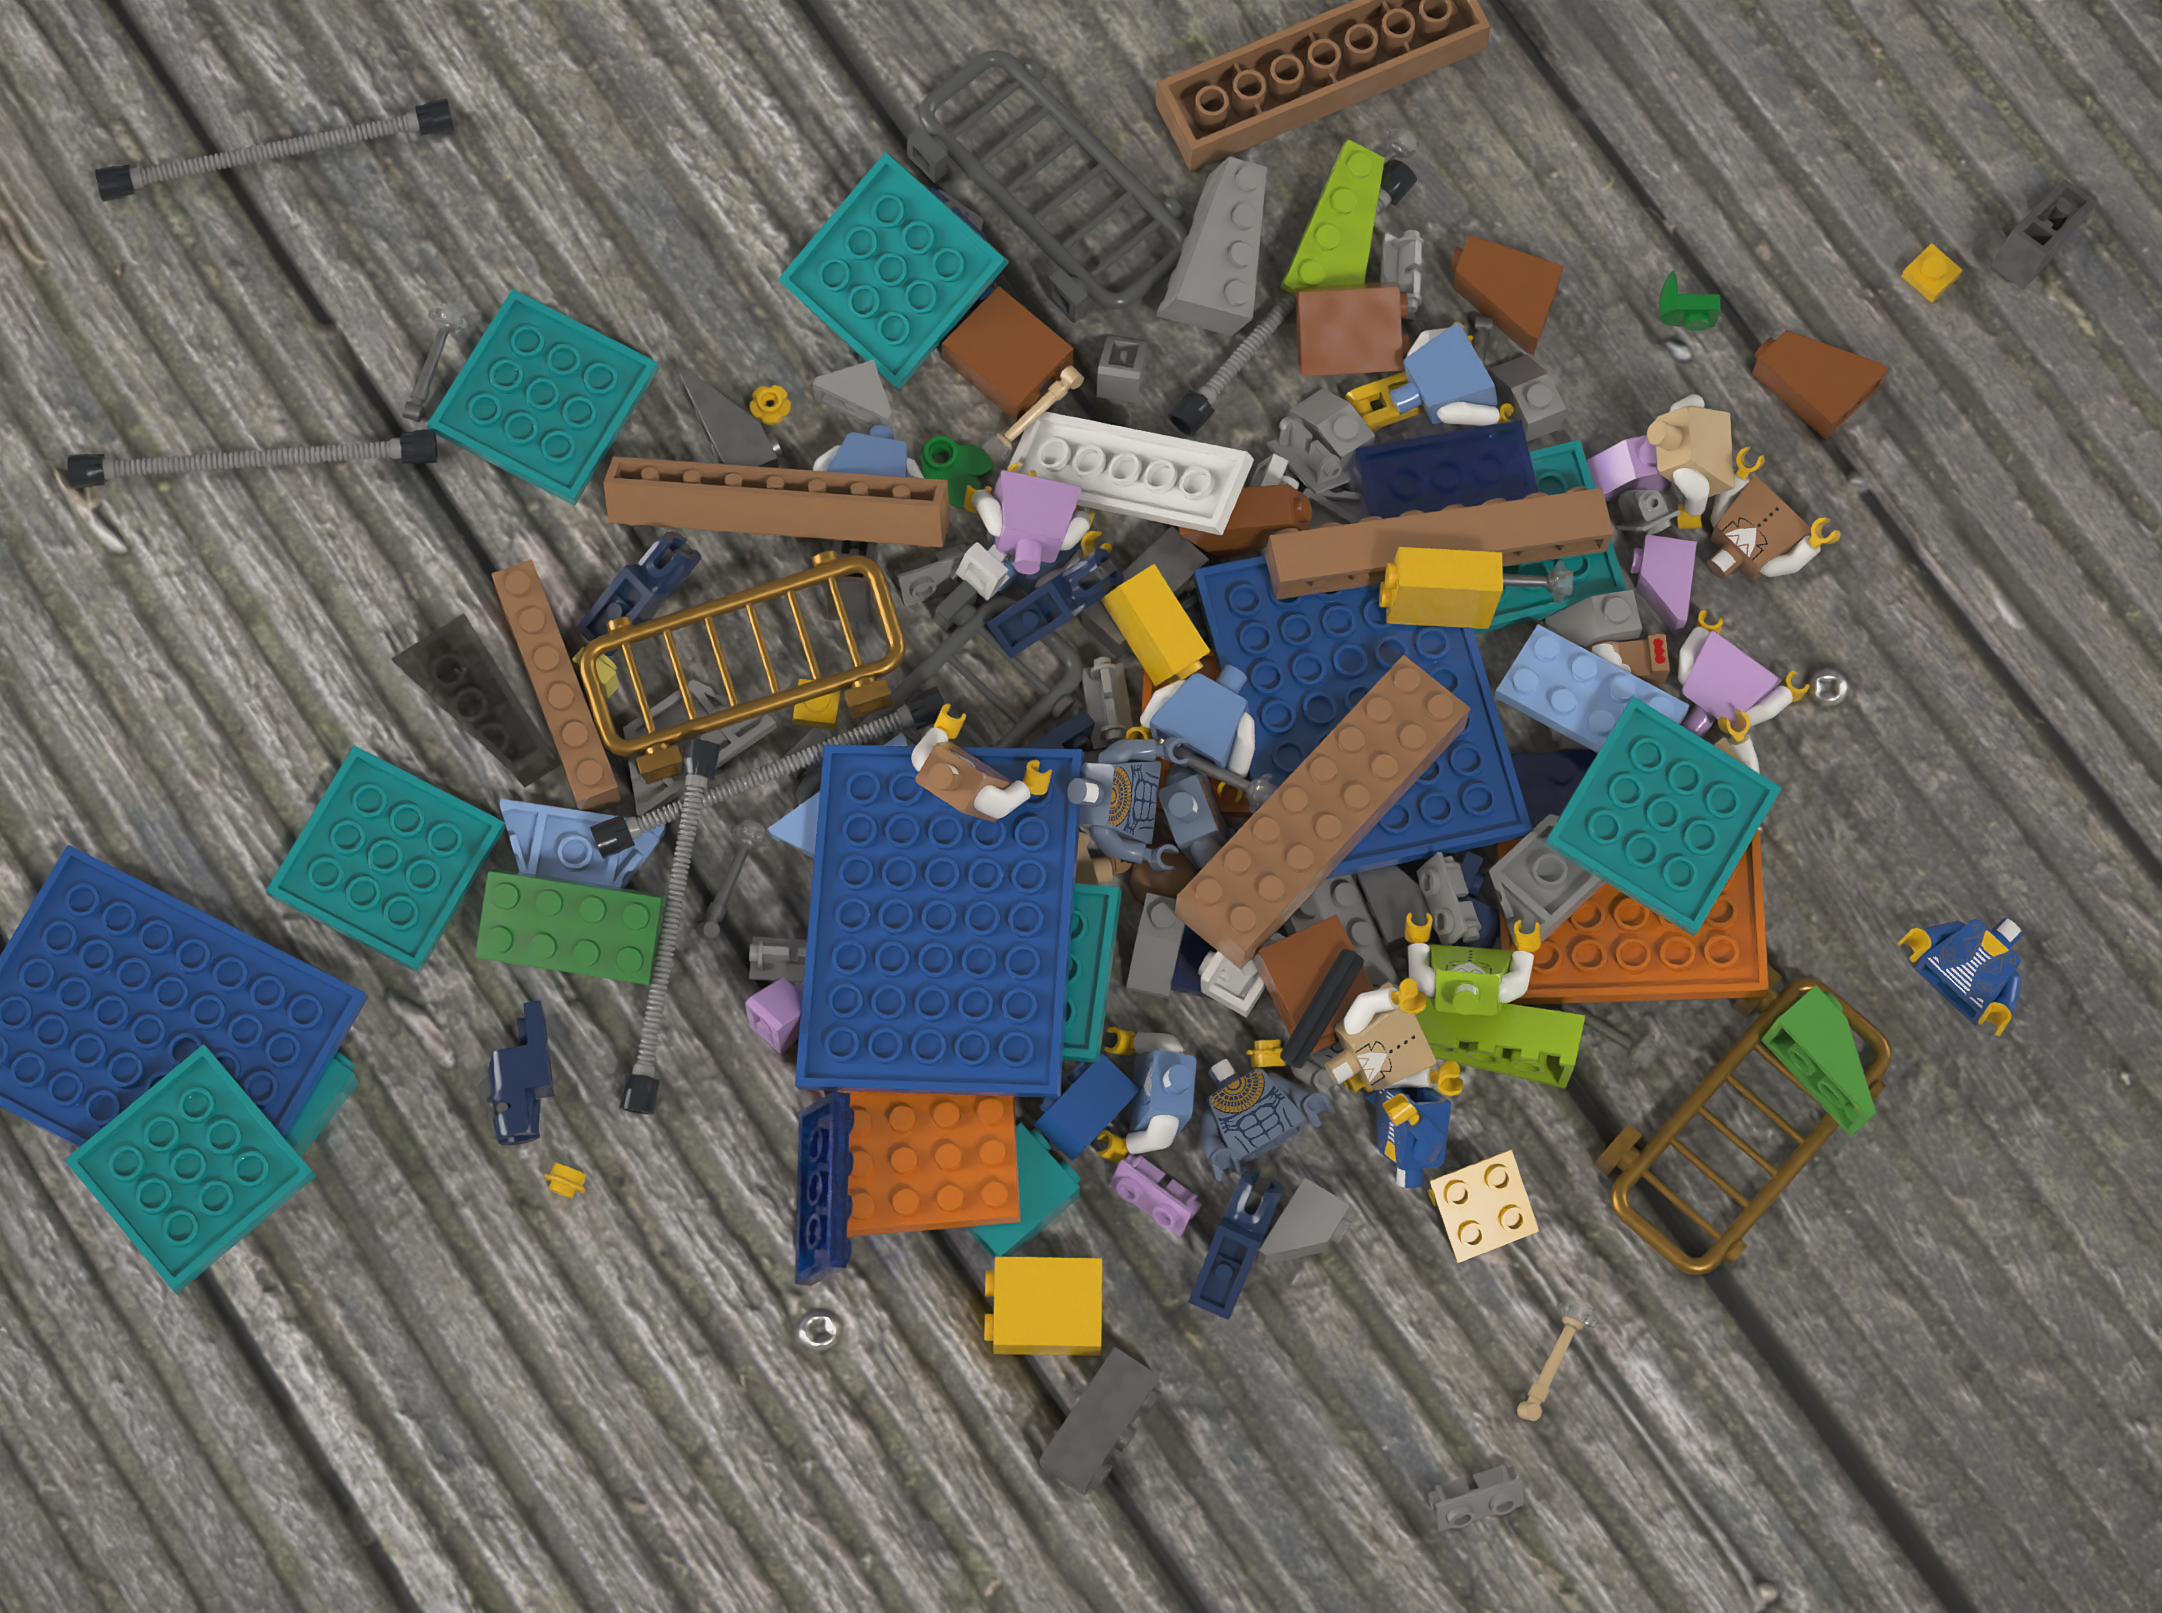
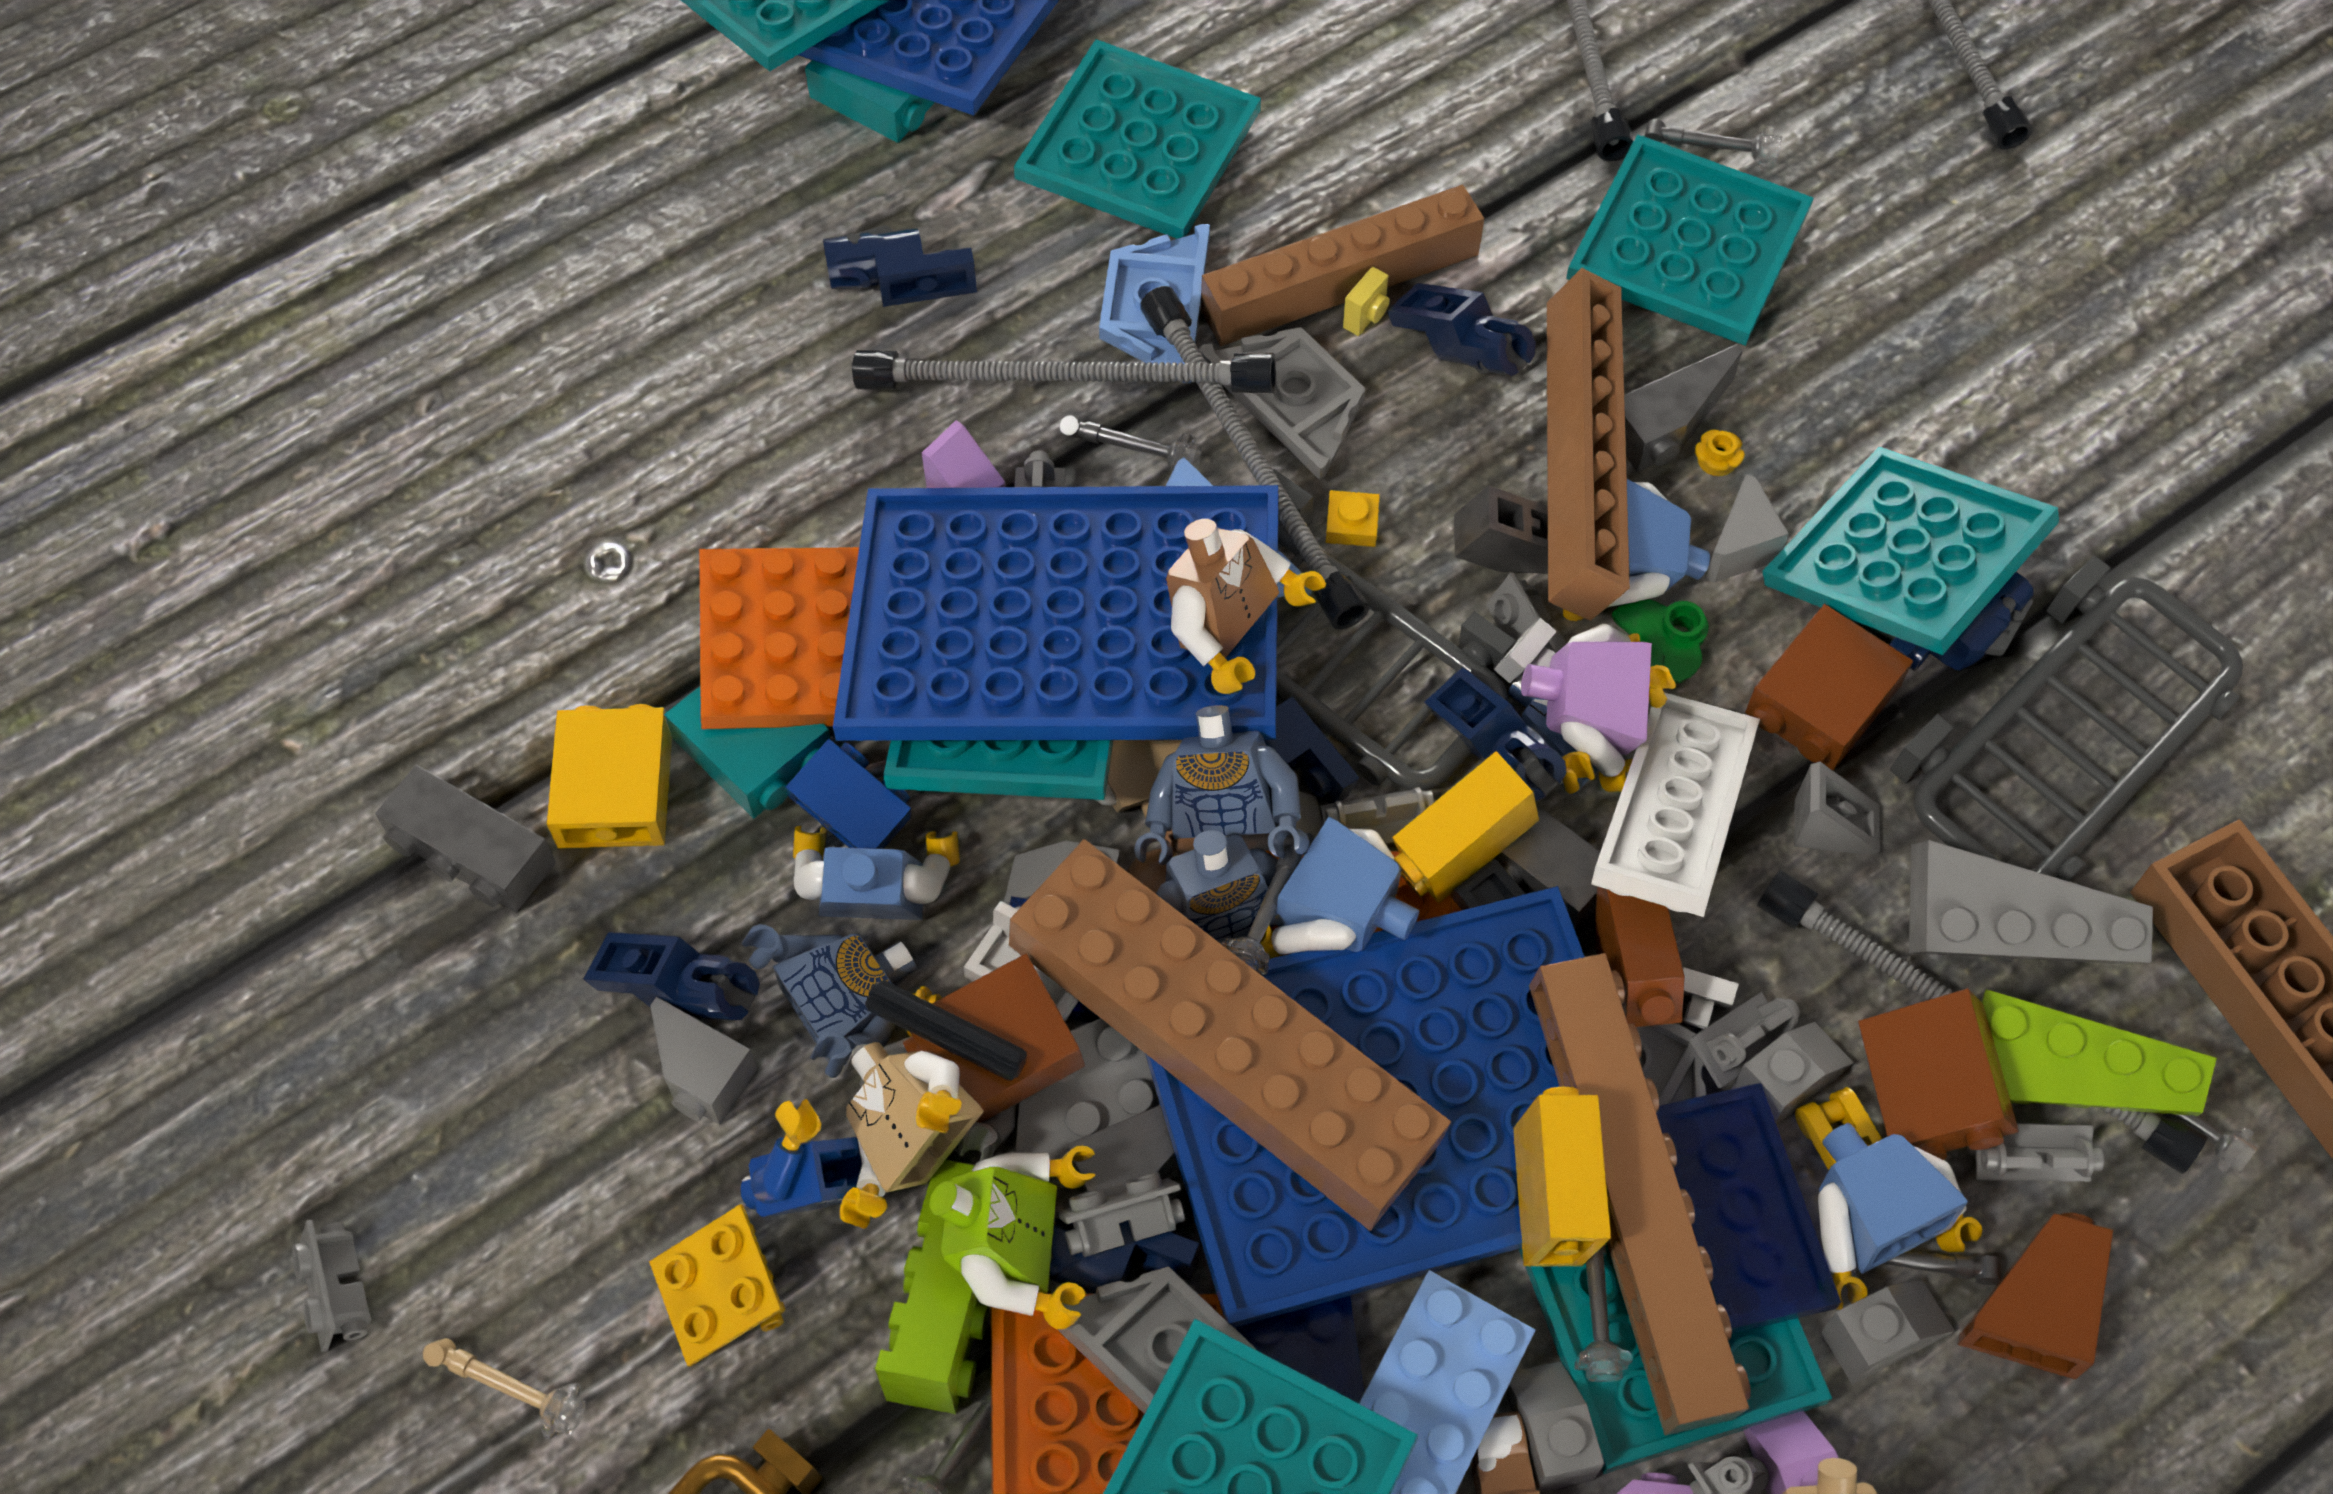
camera: 90 degrees right, 10 degrees down
(472, 690) = (1338, 182): clear smoke wedge -> none
(565, 1180) = (782, 312): yellow plate -> none
(570, 926) = (1061, 280): green brick -> none
(823, 1189) = (684, 535): clear blue plate -> none
(864, 697) = (1350, 530): pearl gold bar -> none
(999, 445) = (1703, 682): tan piece -> none
(1138, 1182) = (762, 876): lavender hinge -> none

